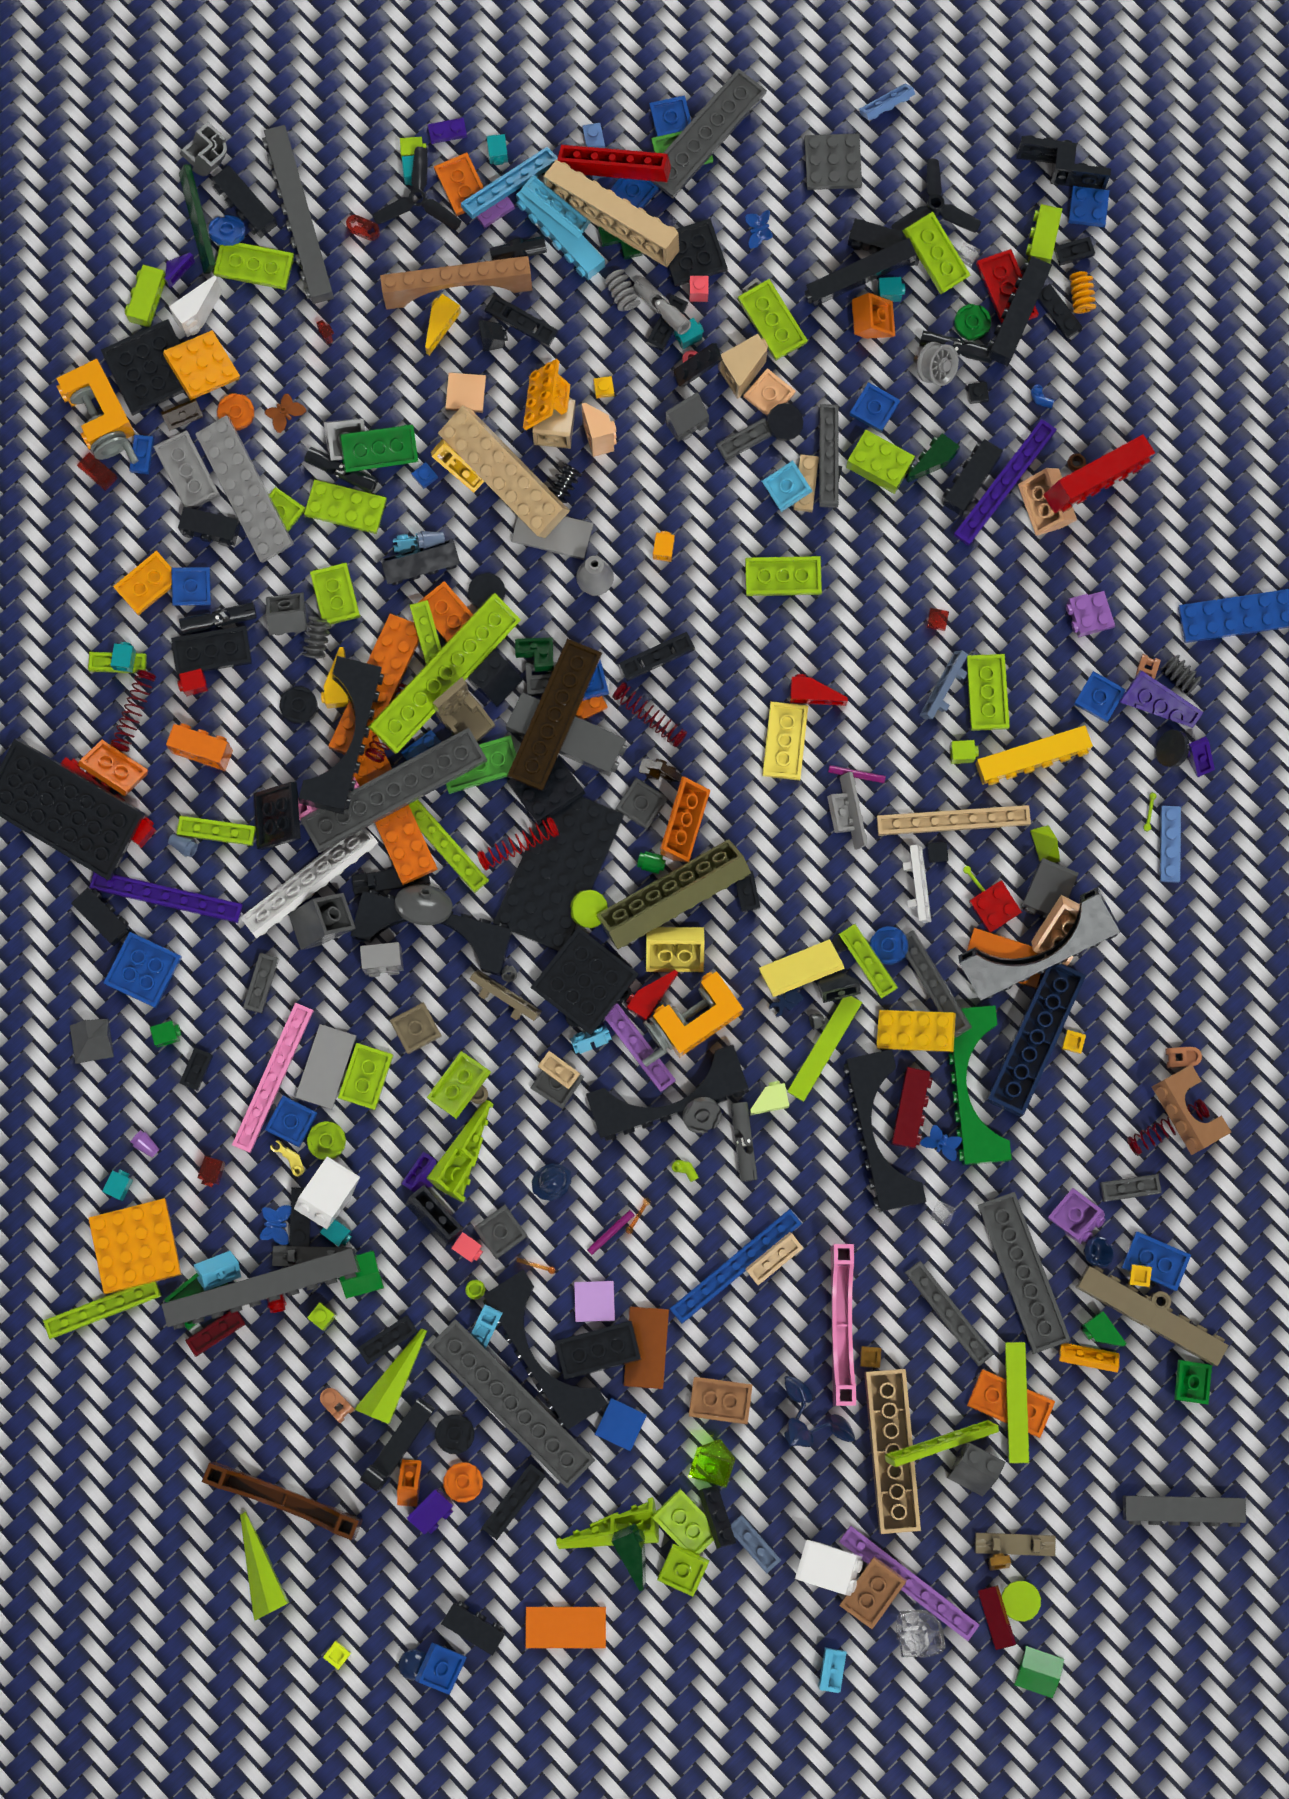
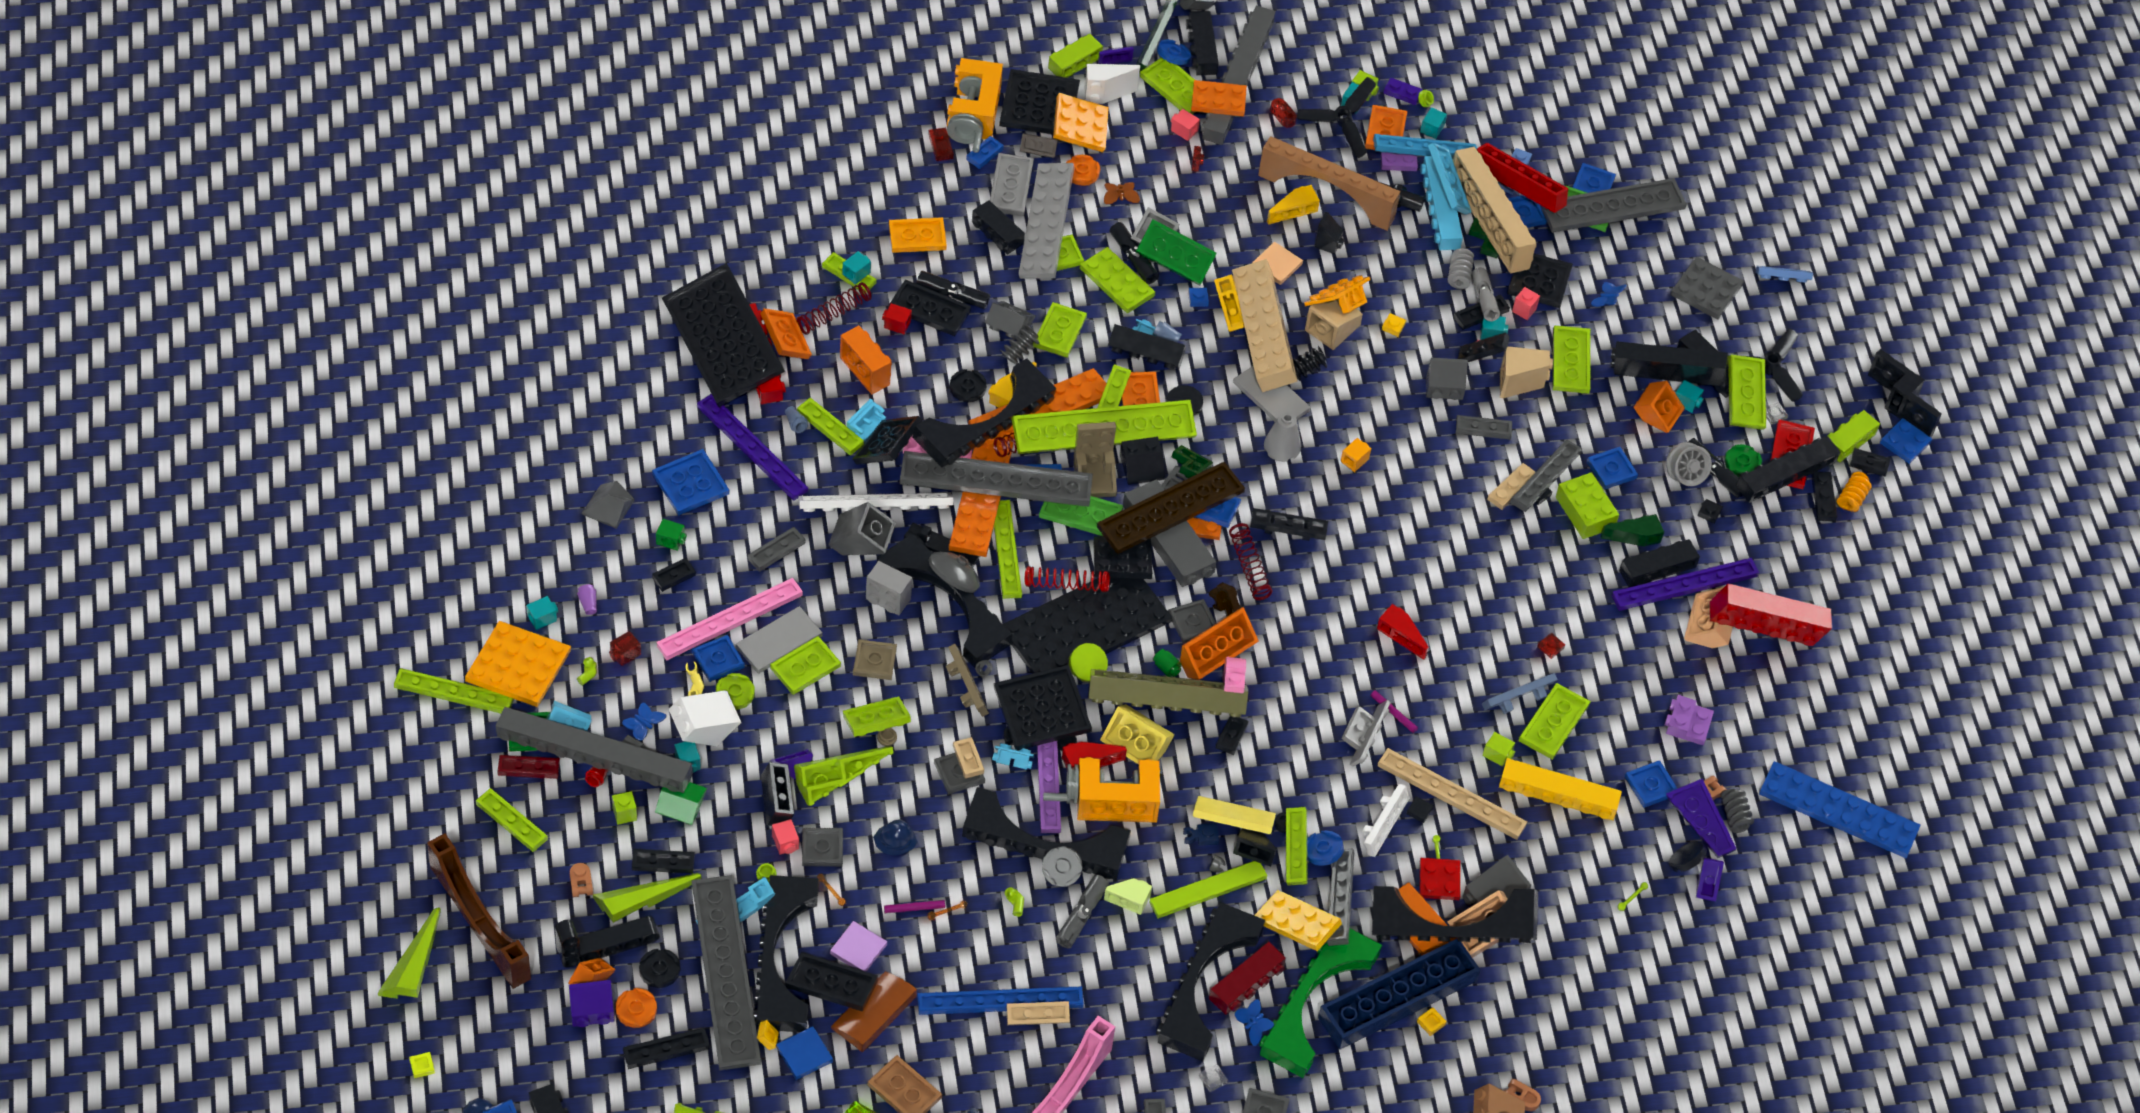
camera: 30 degrees right, 25 degrees down
(101, 916) = (690, 425): black brick -> none
(191, 586) = (949, 256): blue tile -> none
(197, 1209) = (590, 671): none -> lime arm
(240, 1392) = (511, 820): none -> lime plate
(242, 804) = (866, 419): none -> medium azure hinge
(289, 302) = (1185, 124): none -> coral brick
(299, 1224) = (662, 735): black plate -> none
(302, 257) = (1219, 98): none -> orange plate
(473, 126) = (1425, 98): none -> lime plate
(521, 320) = (1361, 240): black hinge -> none
(583, 1434) = (767, 1035): none -> yellow plate
(599, 430) = (1365, 342): light nougat slope -> none
(716, 839) = (1234, 675): none -> bright pink arch
(768, 392) = (1529, 409): light nougat tile -> none
(783, 576) = (1441, 536): lime plate -> none
(784, 422) = (1527, 432): black tile -> none
(785, 741) = (1351, 651): light yellow tile -> none
(787, 486) = (1494, 476): medium azure tile -> none
(1039, 398) = (1761, 545): blue arm -> none
(1046, 844) = (1522, 857): lime slope -> none
(1170, 843) = (1632, 931): medium blue plate -> none

